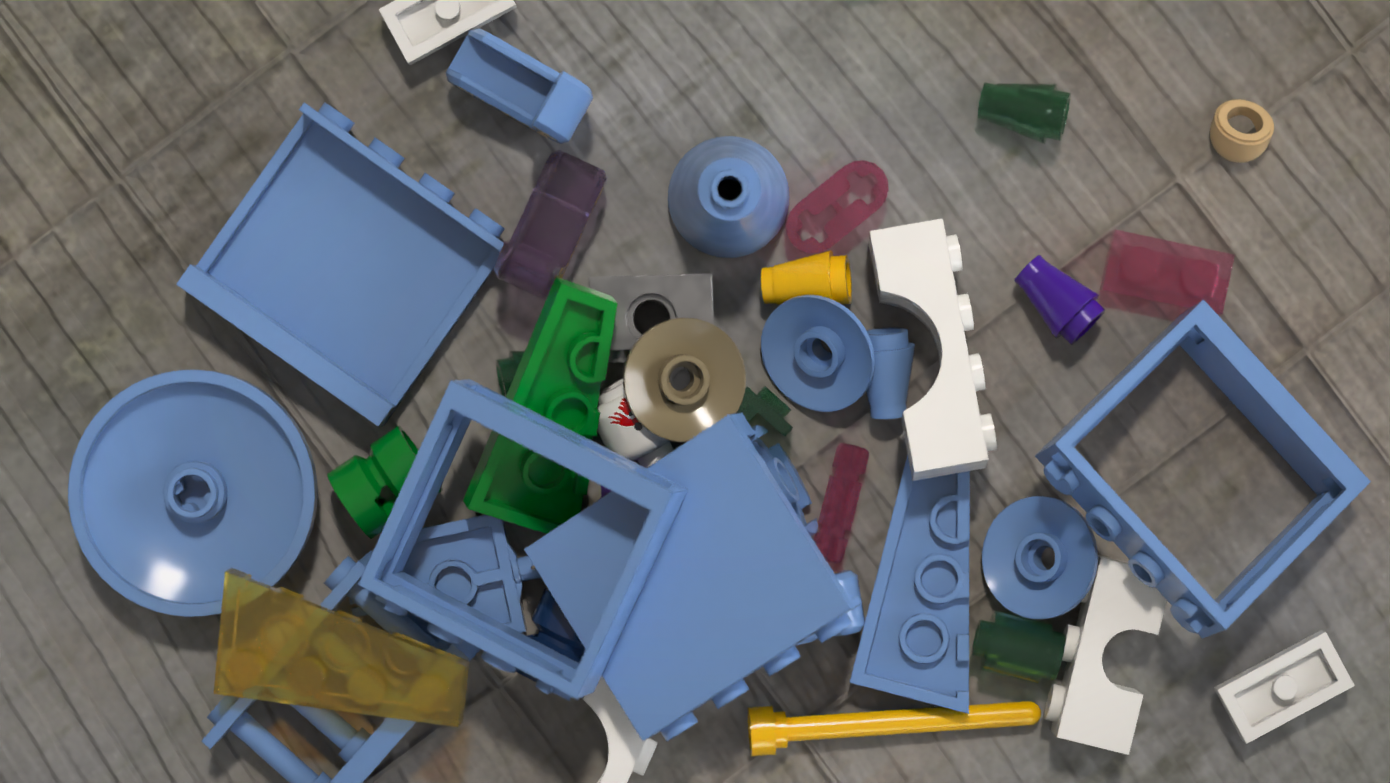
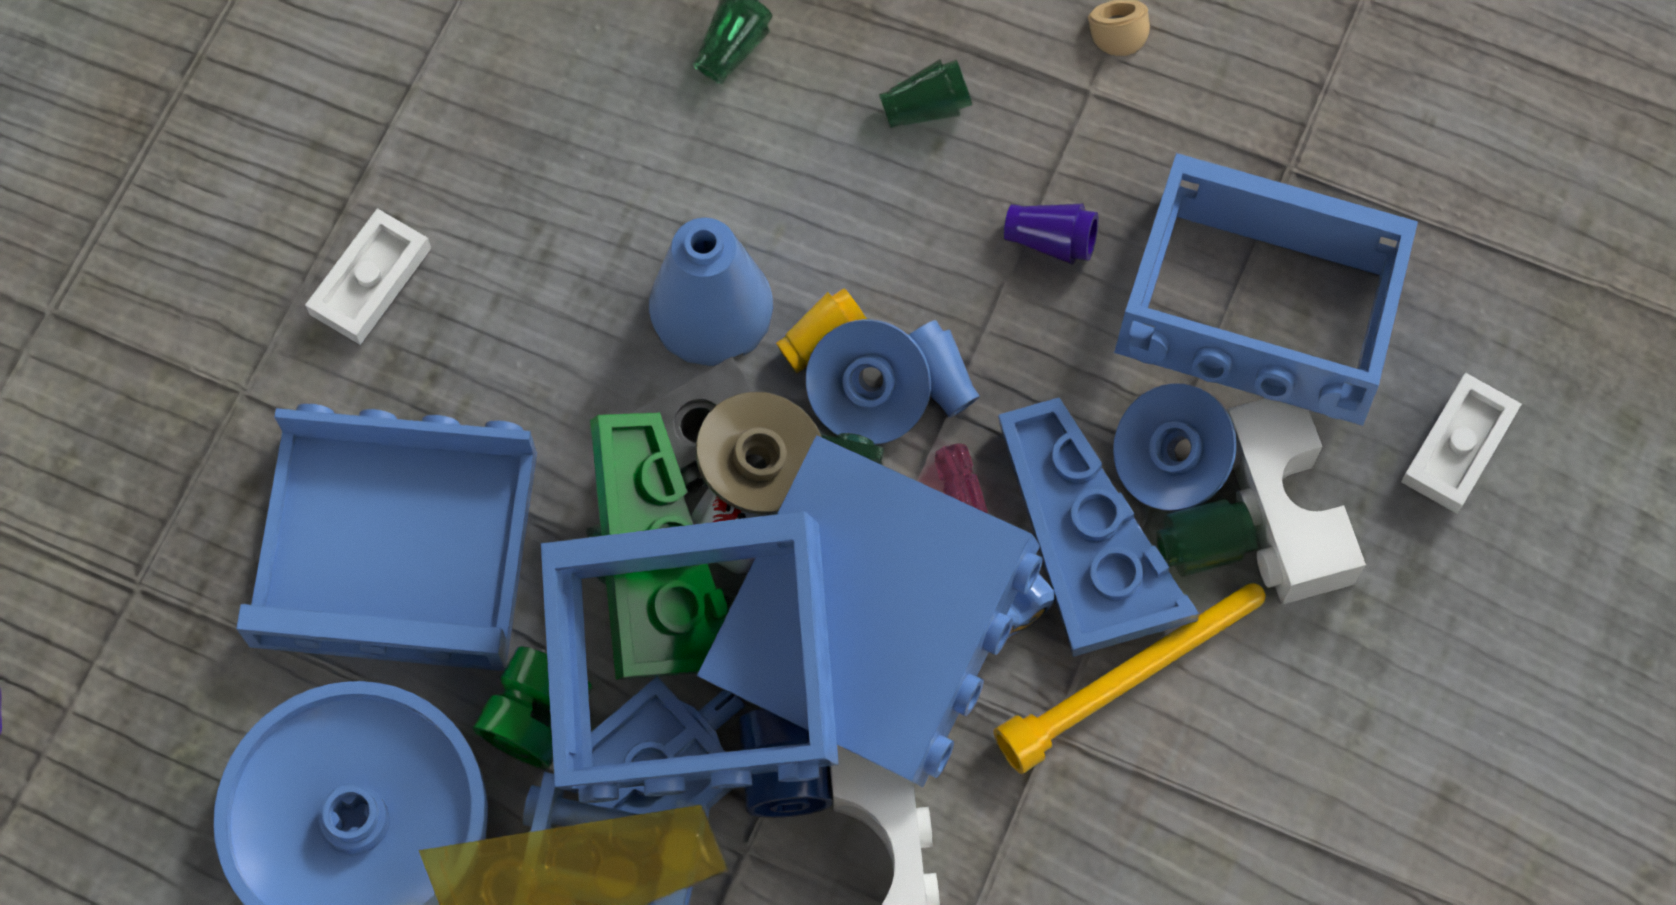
camera: 30 degrees left, 20 degrees down
(519, 86) = (471, 302): medium blue animal -> none
(551, 224) = (561, 399): clear purple animal -> none
(826, 196) = (799, 255): clear pink beam -> none
(915, 273) = (917, 272): white arch -> none
(1166, 271) = (1126, 163): clear pink plate -> none

